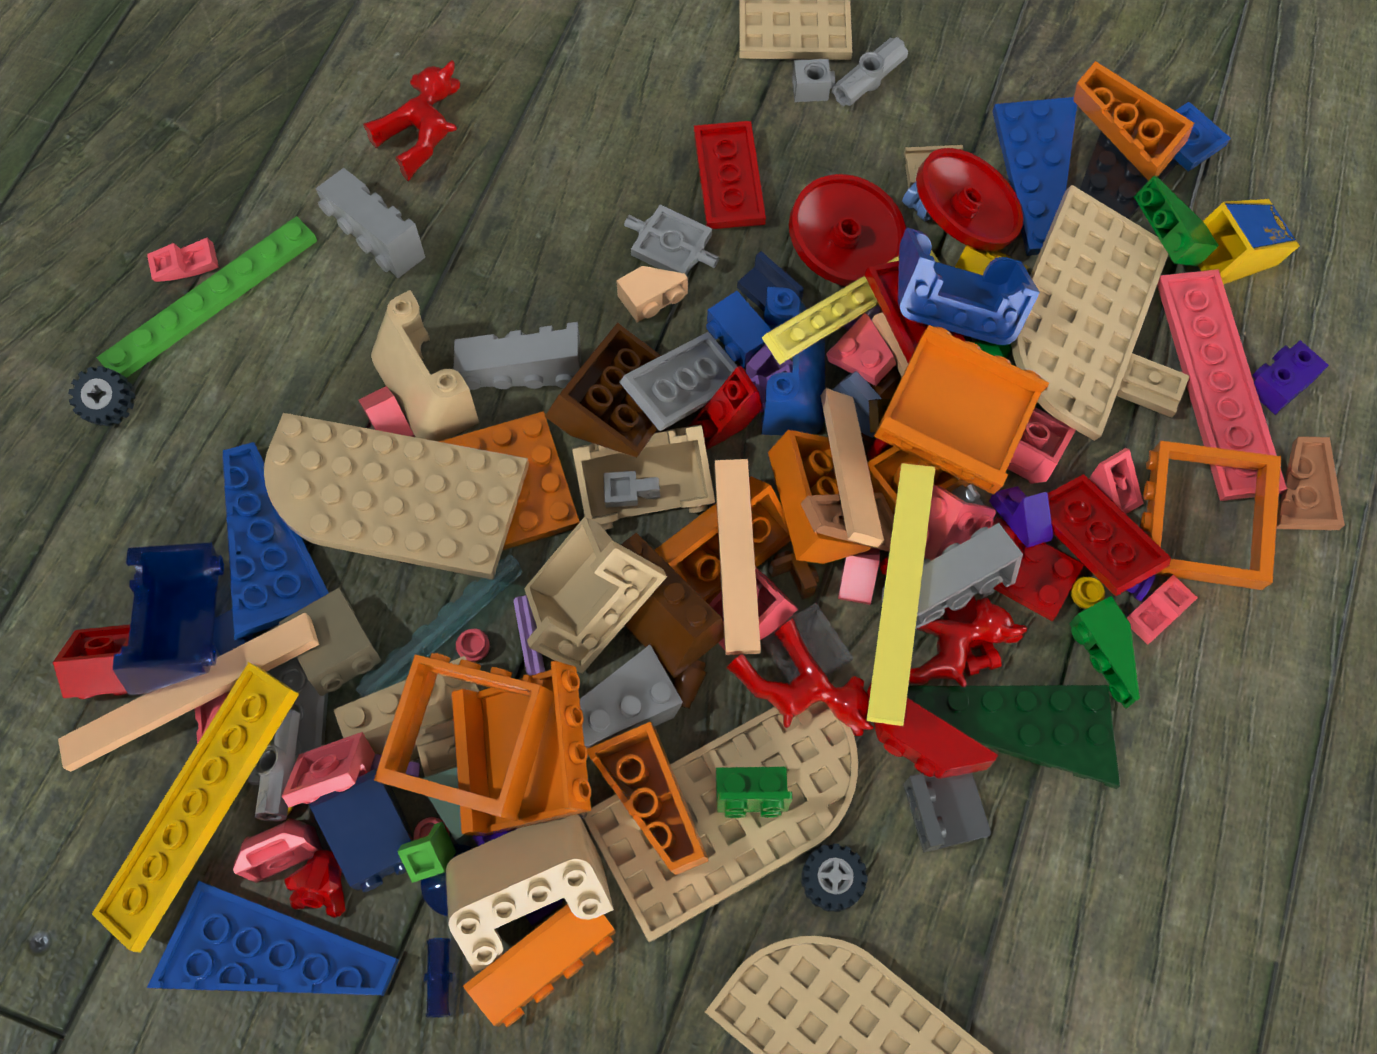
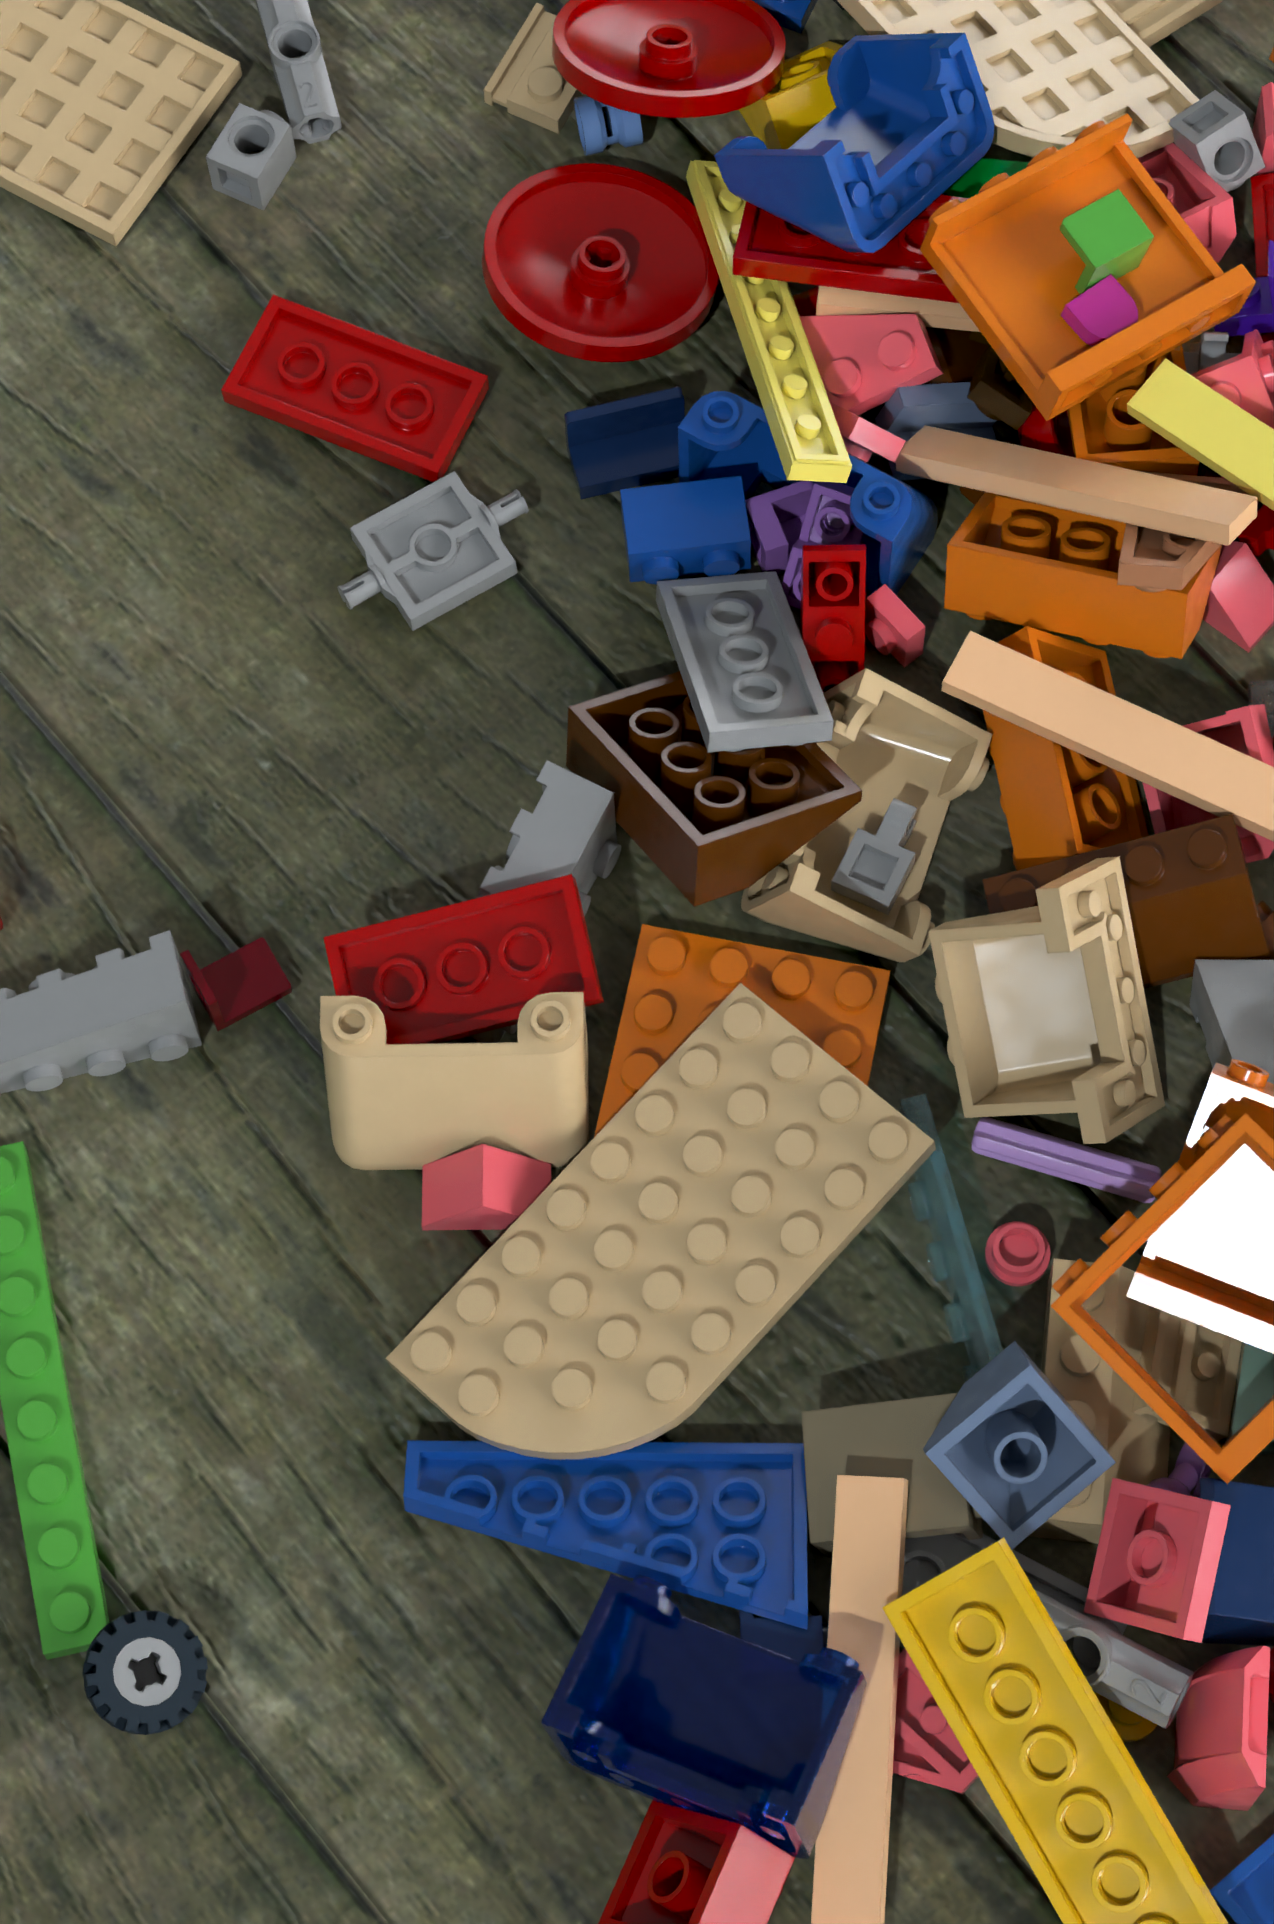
camera: 55 degrees left, 0 degrees up
(355, 679) = (1015, 1446): none -> sand blue slope
(424, 271) = (237, 982): none -> dark red bracket
(467, 343) = (468, 962): none -> red plate
(650, 290) = (510, 634): light nougat slope -> none
(747, 437) = (893, 626): none -> coral plate
(803, 575) = (1193, 679): reddish brown bracket -> none
(824, 369) = (864, 437): none -> coral plate
(942, 427) = (1101, 311): none -> dark pink tile
(975, 407) = (1107, 239): none -> bright green panel
(1087, 436) = (1218, 140): none -> light grey brick

